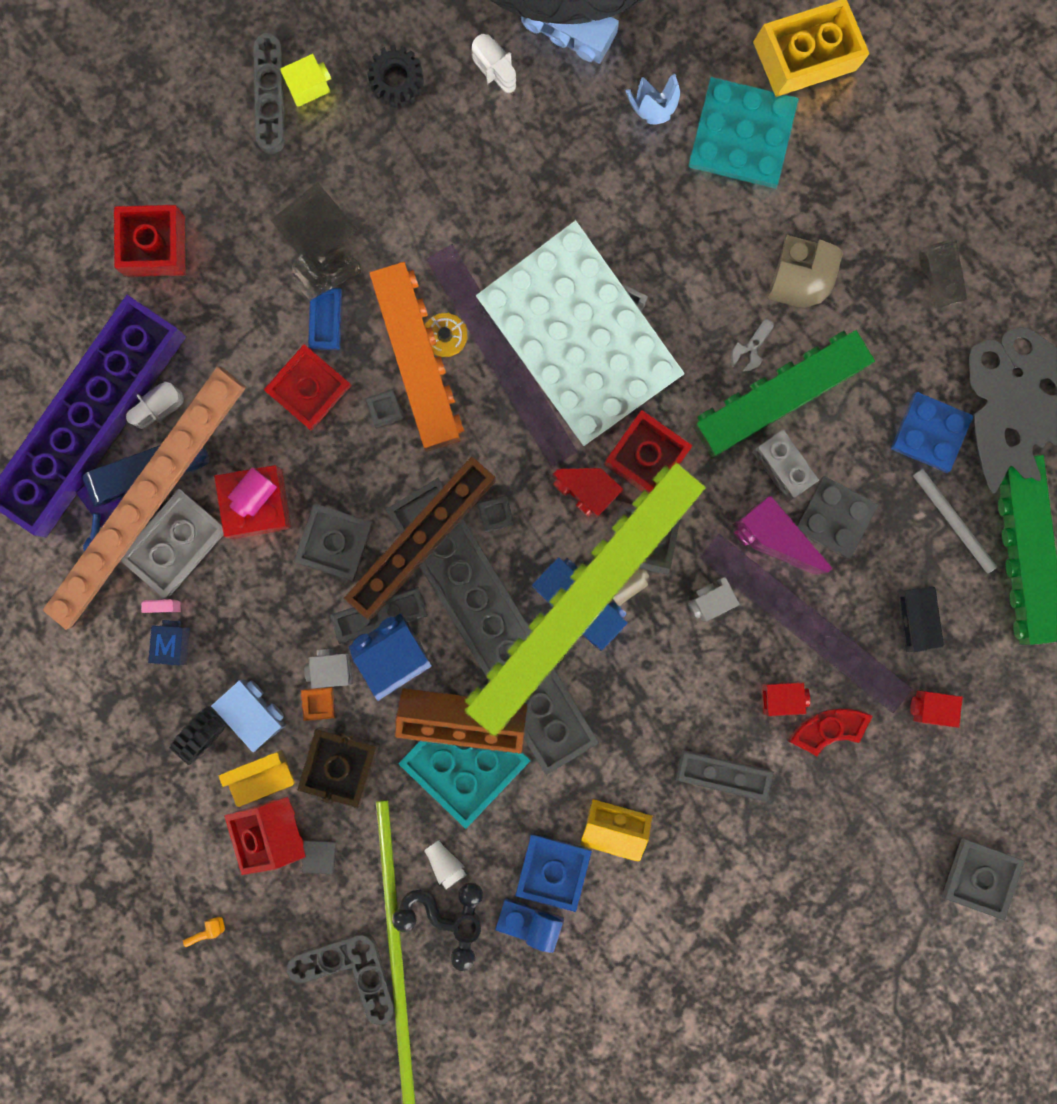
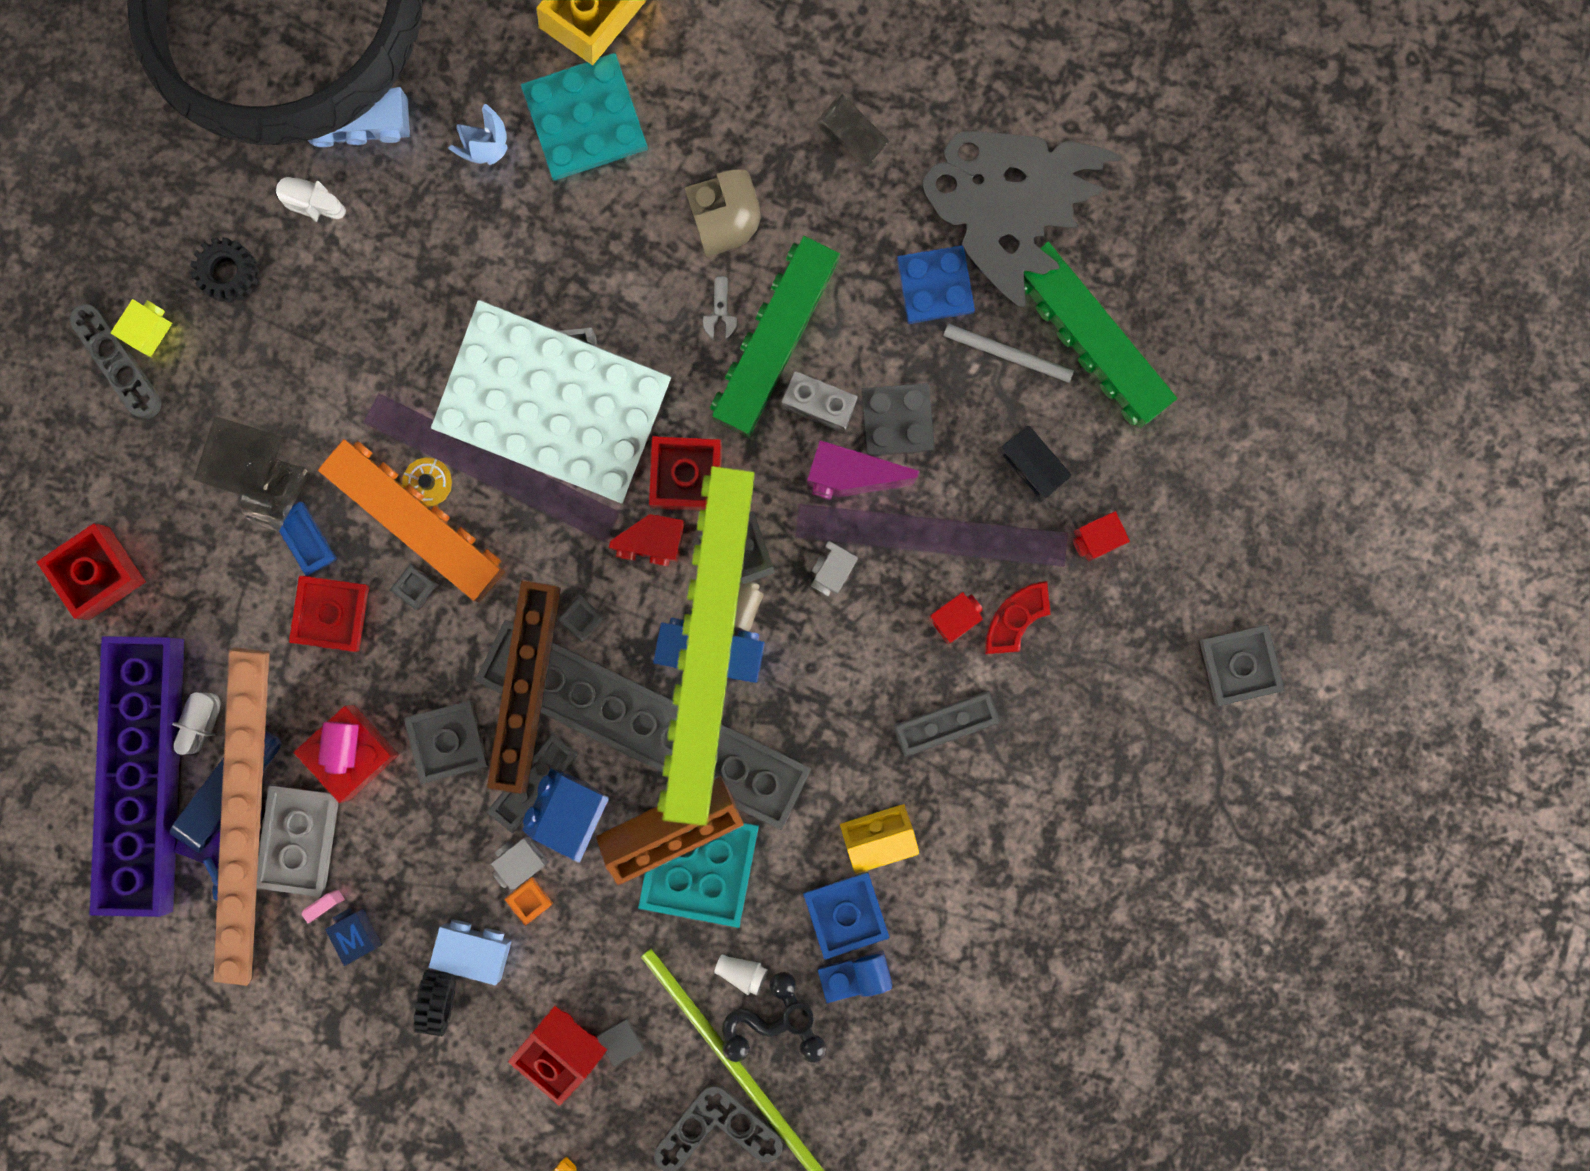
camera: 35 degrees left, 0 degrees up
(258, 778) = (517, 1006): yellow panel -> none
(338, 767) = (584, 947): dark brown brick -> none

